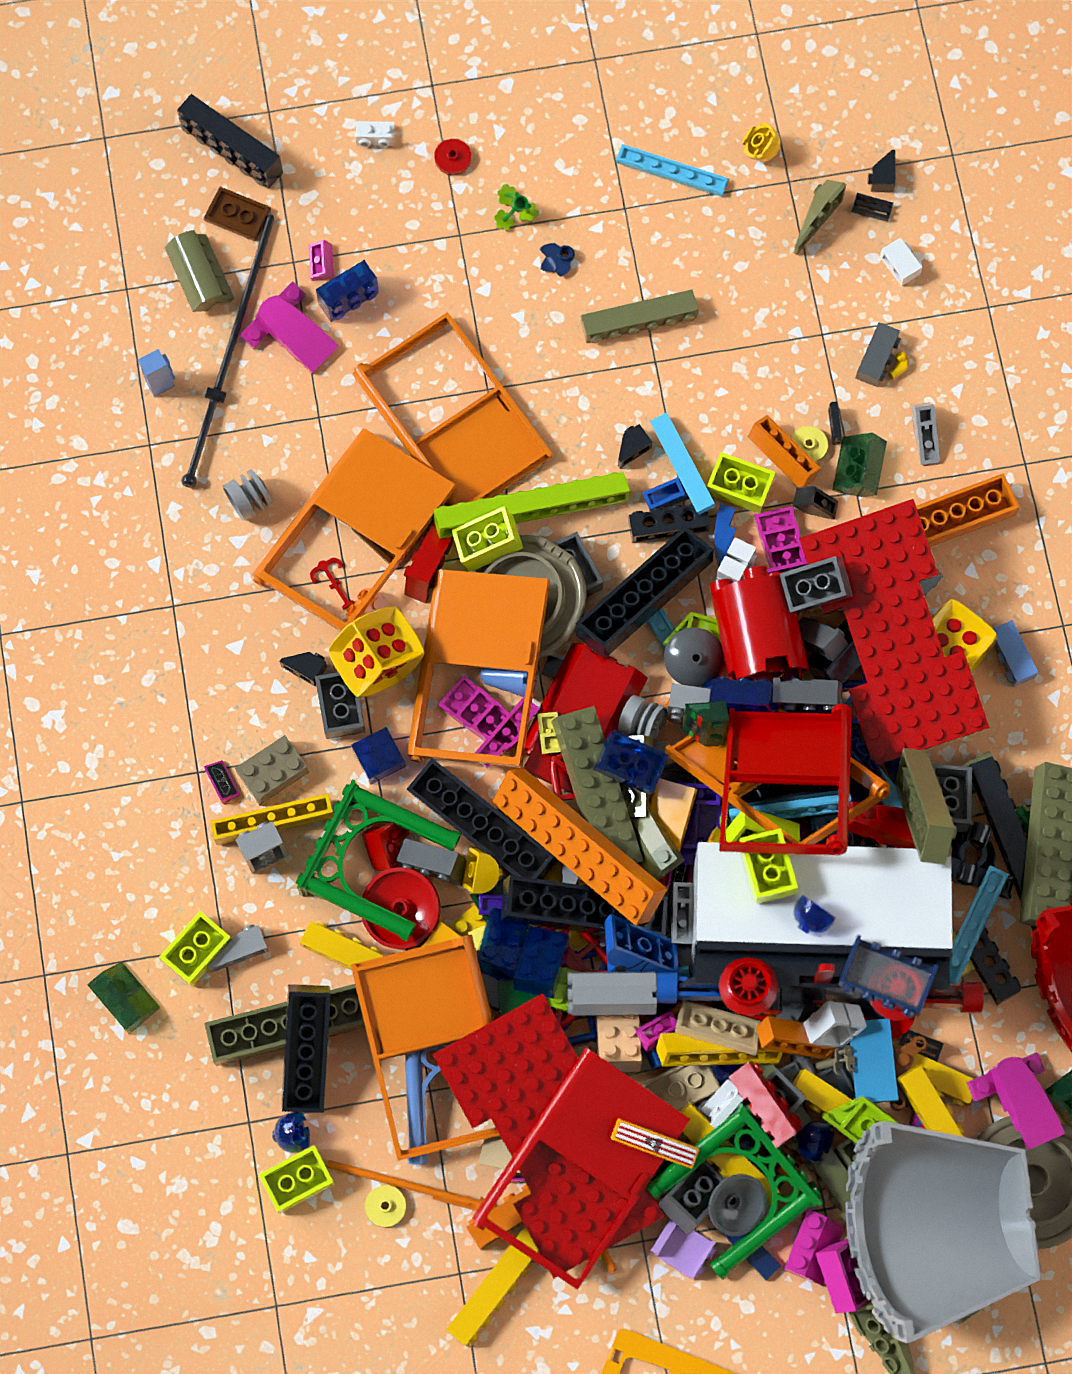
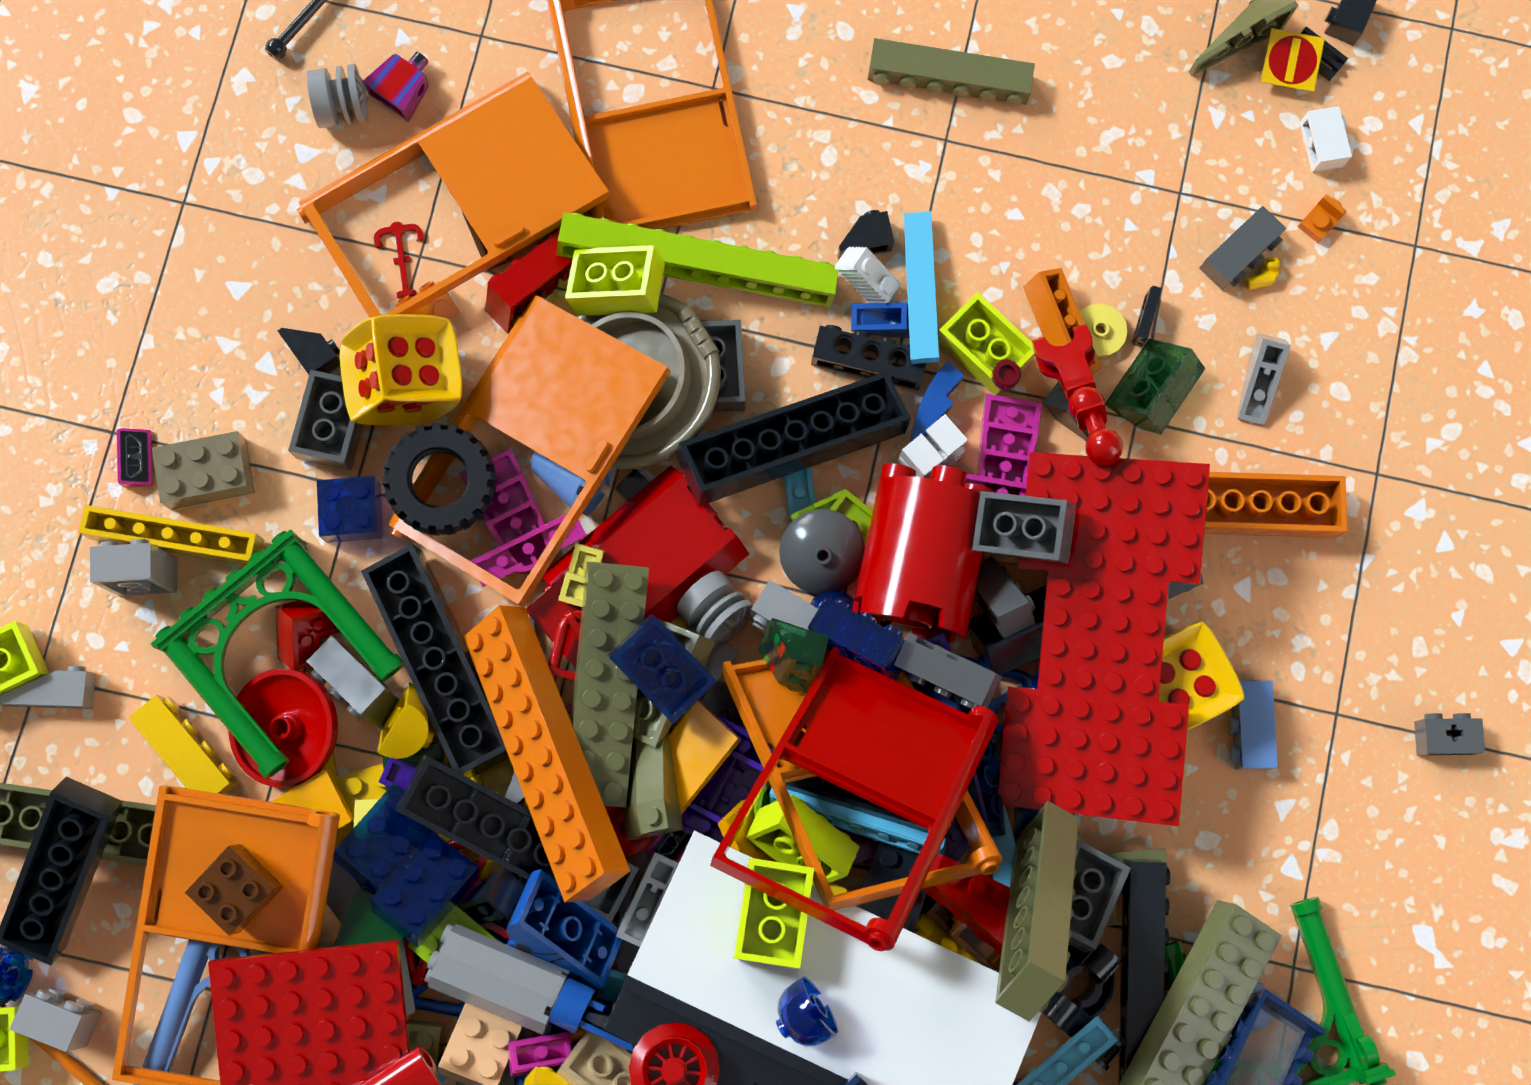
camera: 15 degrees right, 5 degrees up
(282, 470) = (399, 84): none -> torso
(342, 1143) = (56, 1019): none -> light grey brick
(427, 1005) = (234, 889): none -> reddish brown brick
(445, 686) = (431, 440): none -> black tyre
(585, 950) = (493, 897): none -> black slope
(645, 470) = (867, 275): none -> white brick
(762, 496) = (1006, 374): none -> dark red tile
(802, 475) = (1085, 403): none -> red piece
(857, 219) = (1292, 60): none -> piece
(920, 314) = (1322, 218): none -> orange bracket

